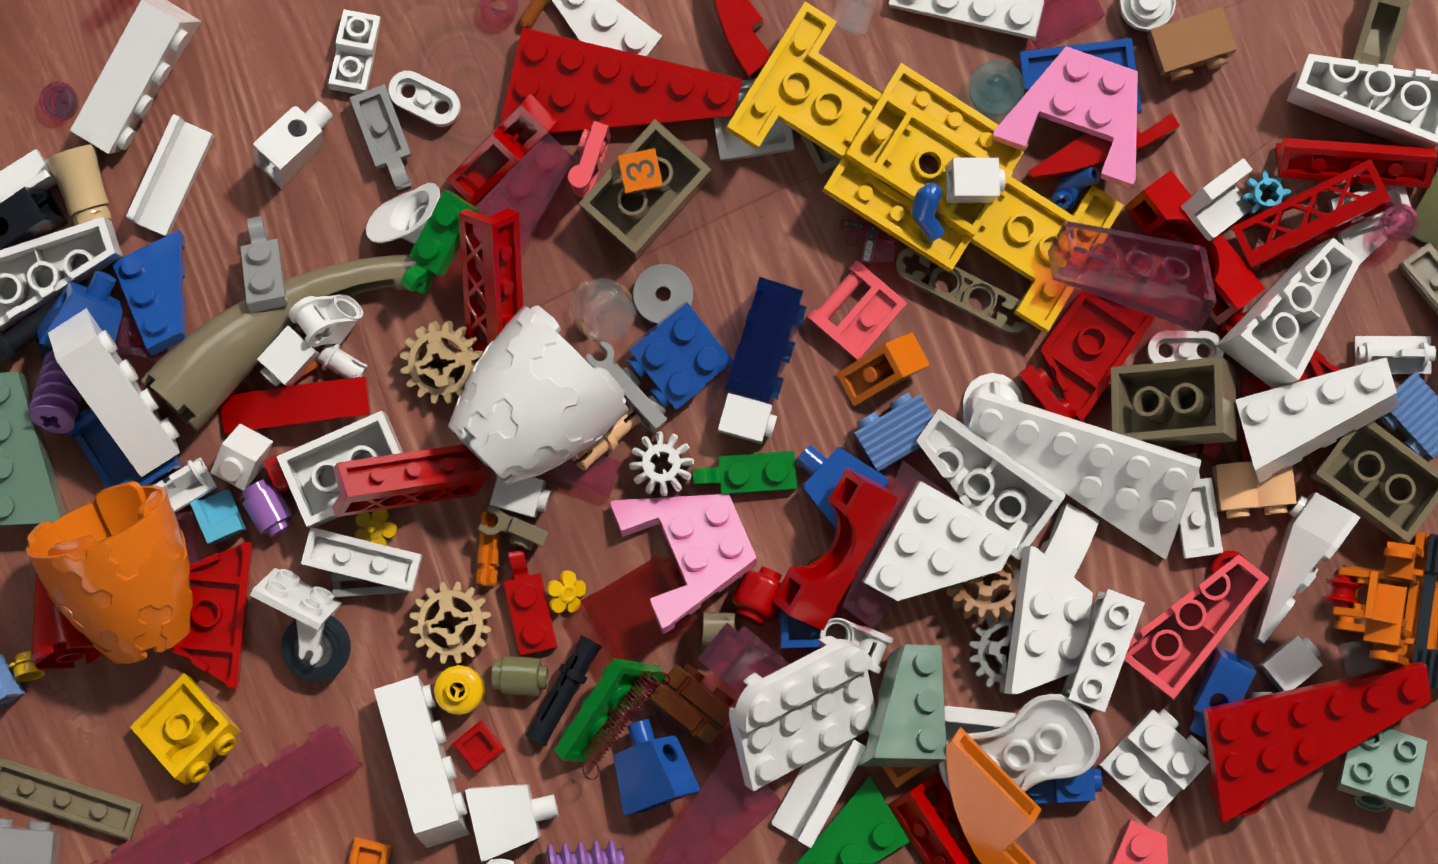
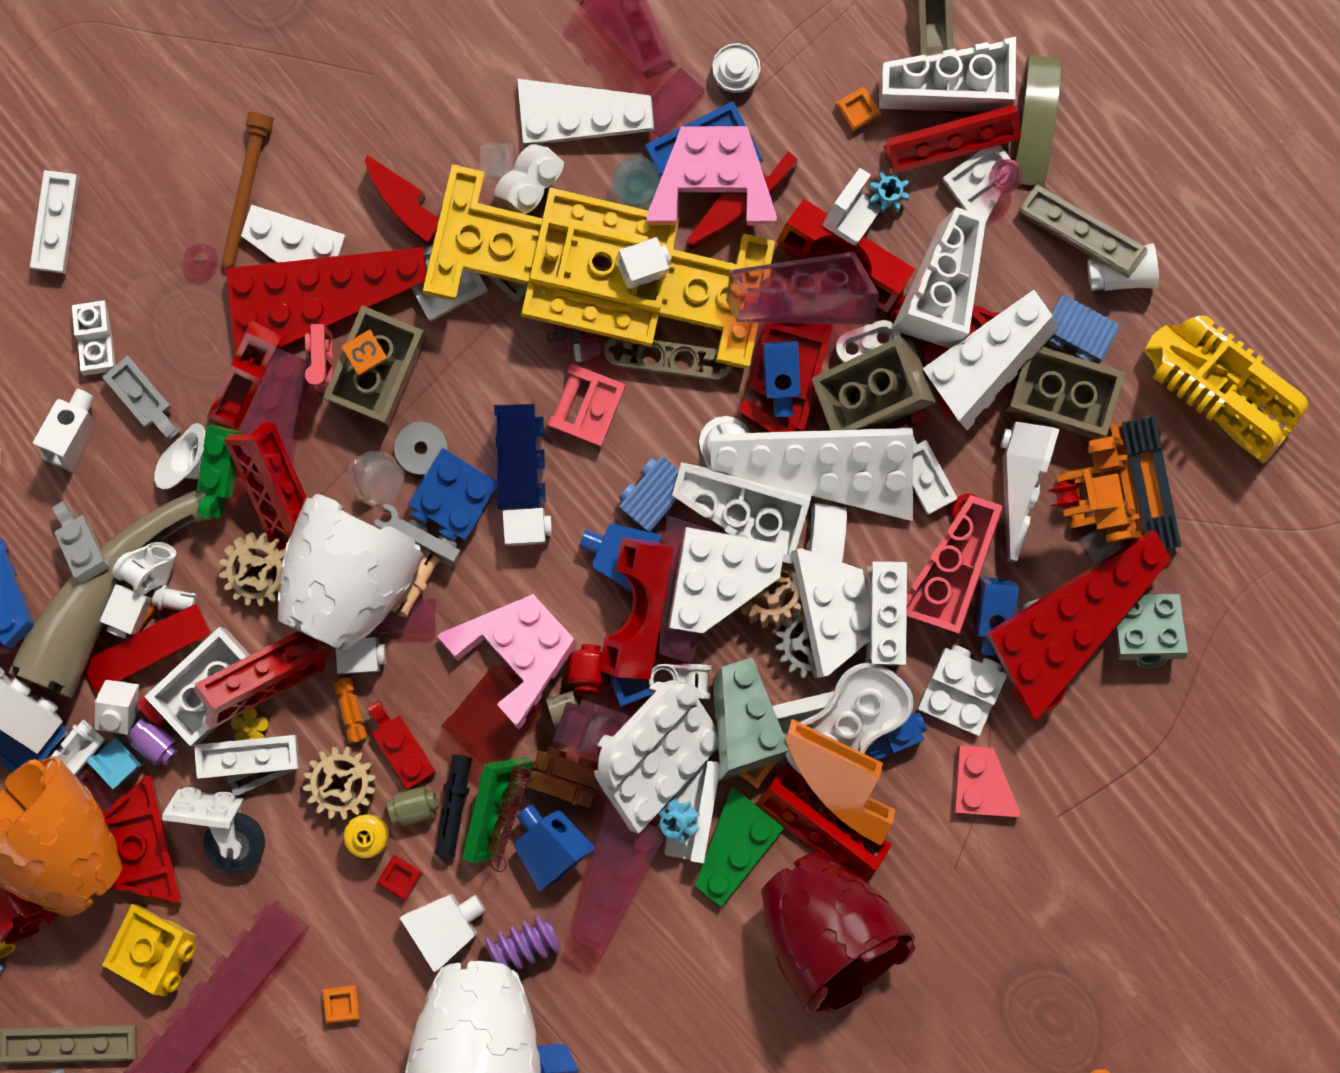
camera: 25 degrees left, 0 degrees up
(421, 762) = (355, 907): white wedge -> none
(425, 99) = (166, 355): white plate -> none
(522, 533) = (373, 687): dark tan plate -> none
(566, 592) = (427, 723): yellow plant -> none
(650, 468) = (460, 596): white gear -> none
(750, 473) = (545, 570): green plate -> none
(800, 792) = (678, 820): none -> medium azure gear
(874, 50) = (533, 171): none -> white brick
(882, 368) = (624, 445): orange slope -> none
(924, 209) = (611, 301): blue arm -> none
(1071, 186) = (726, 240): blue arm -> none
(1082, 335) = (781, 359): none -> blue torso
(1191, 44) = (784, 89): medium nougat brick -> none
(1239, 490) = (953, 442): light nougat brick -> none
(1264, 93) = (858, 109): none -> orange tile
(1291, 663) = (1045, 569): white brick -> none
(1316, 230) = (942, 204): red fence -> none
(1403, 353) = (1047, 283): white hinge -> none

